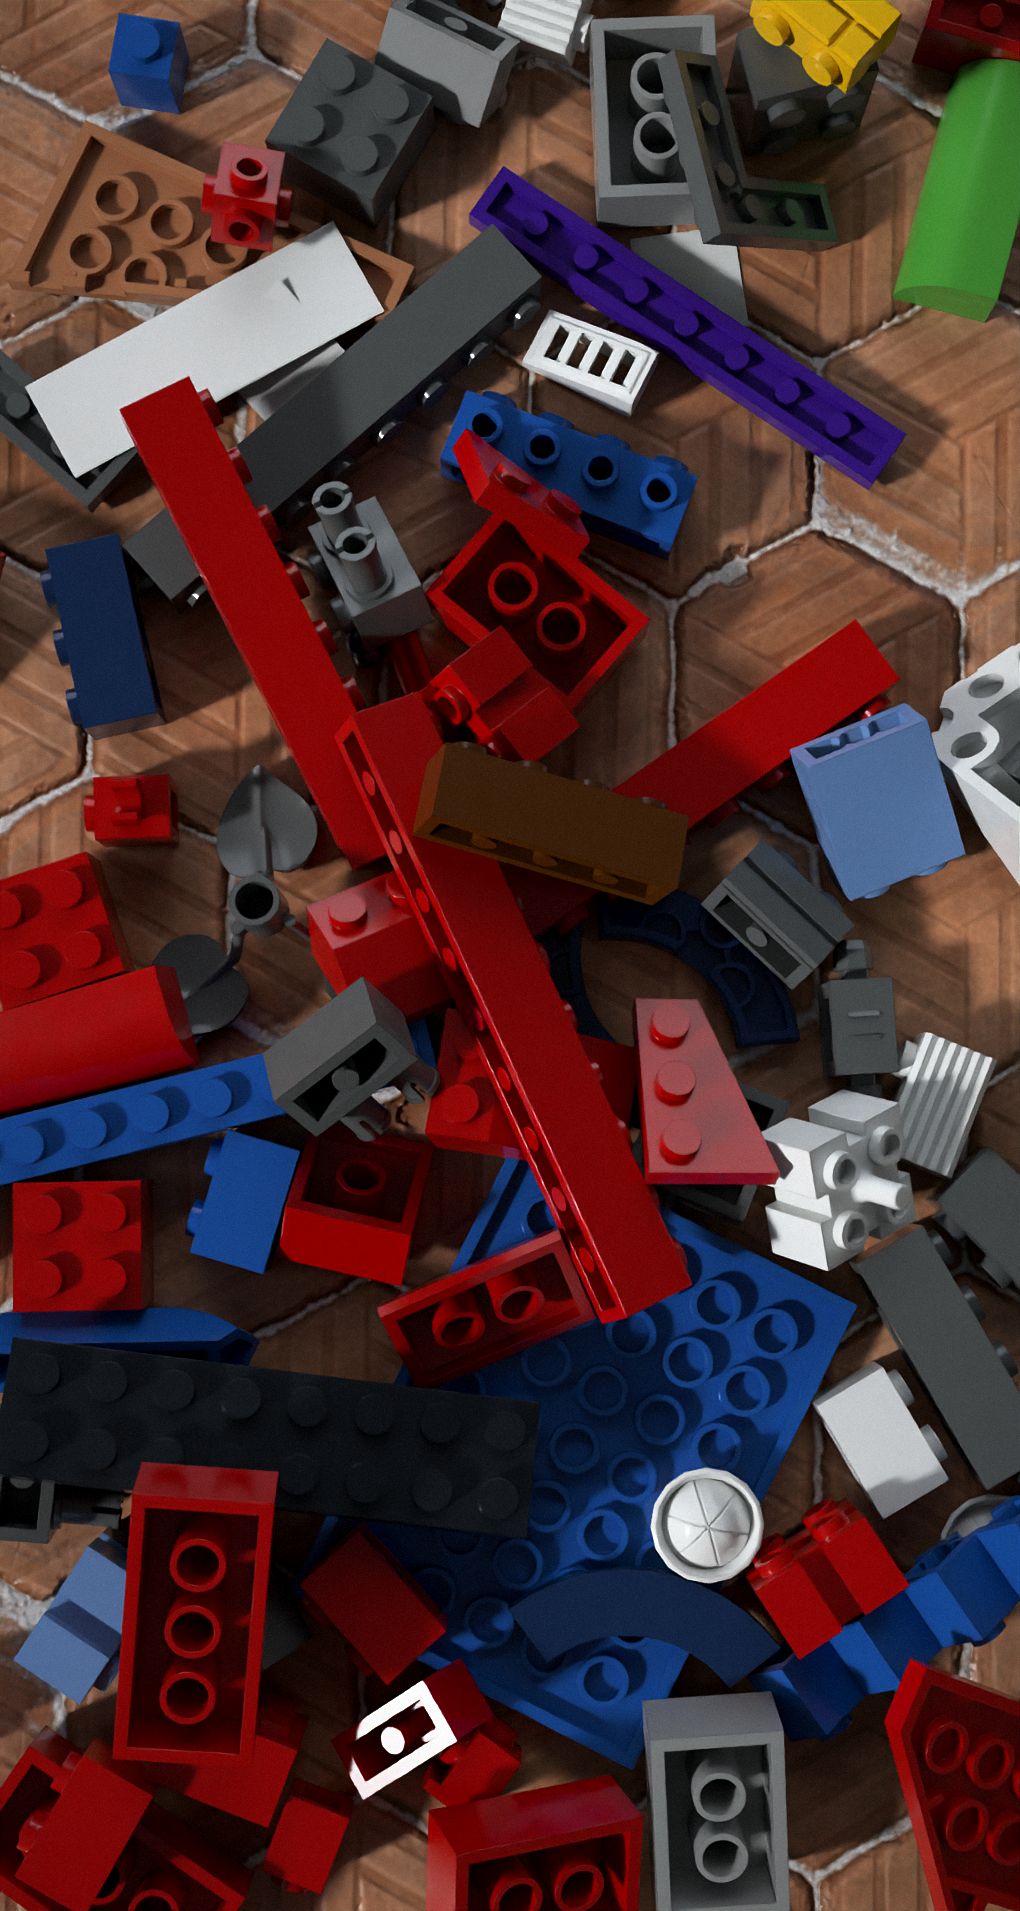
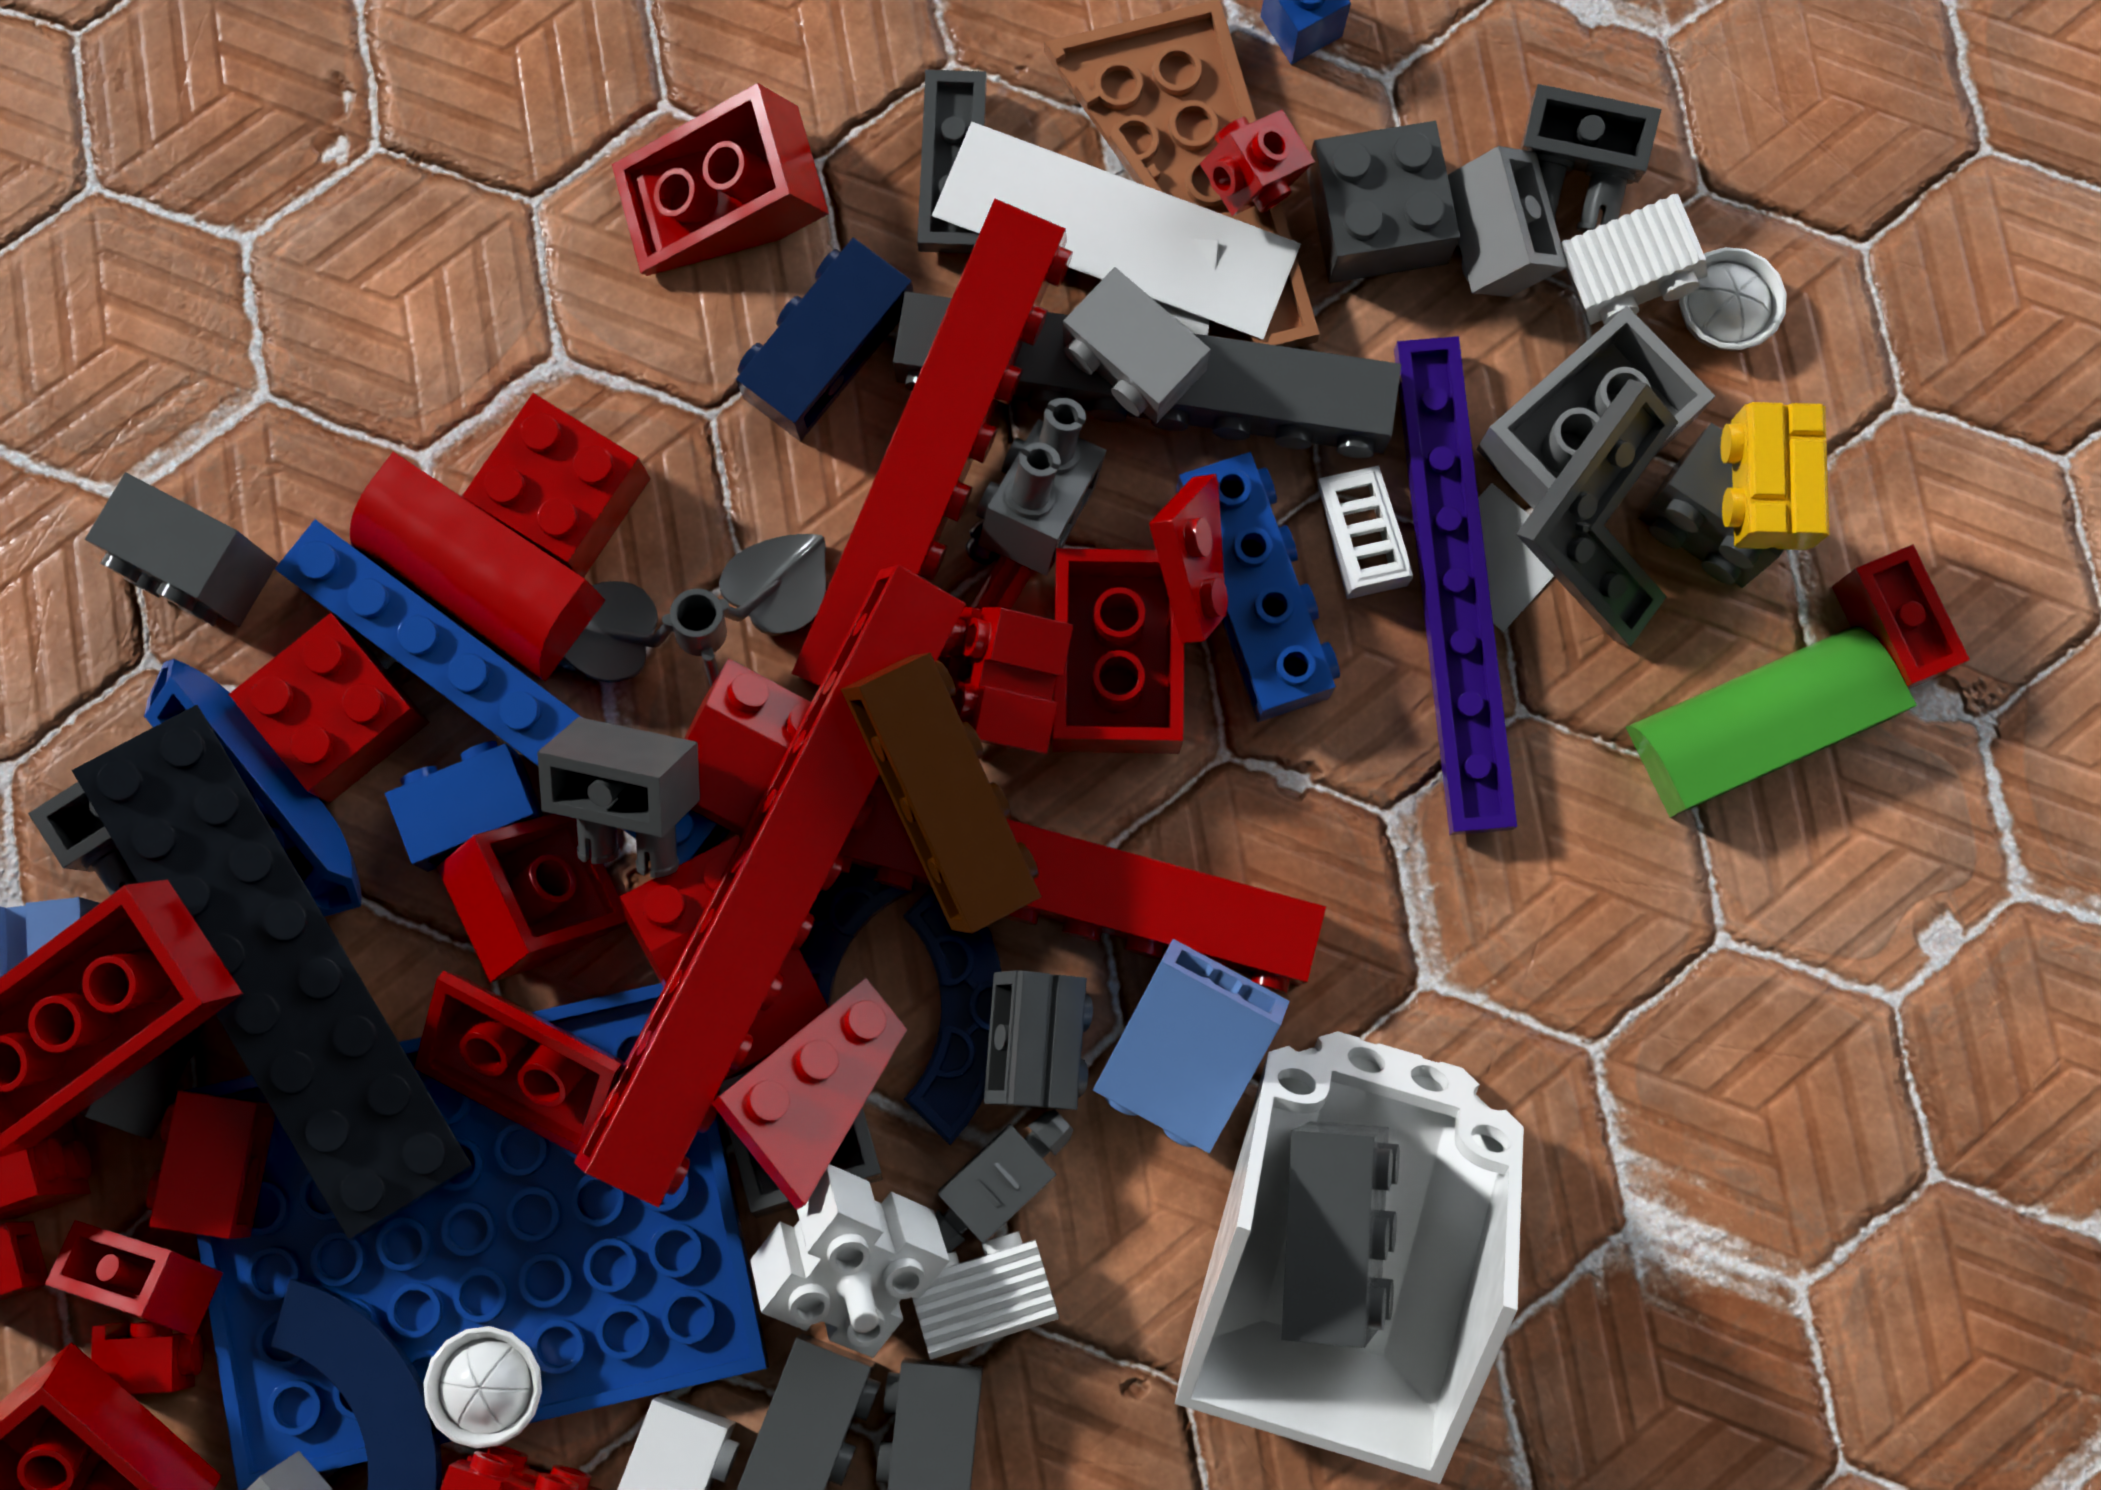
camera: 50 degrees right, 5 degrees down
(133, 811) = (706, 470): red brick -> none
(316, 406) = (1134, 346): none -> light grey brick

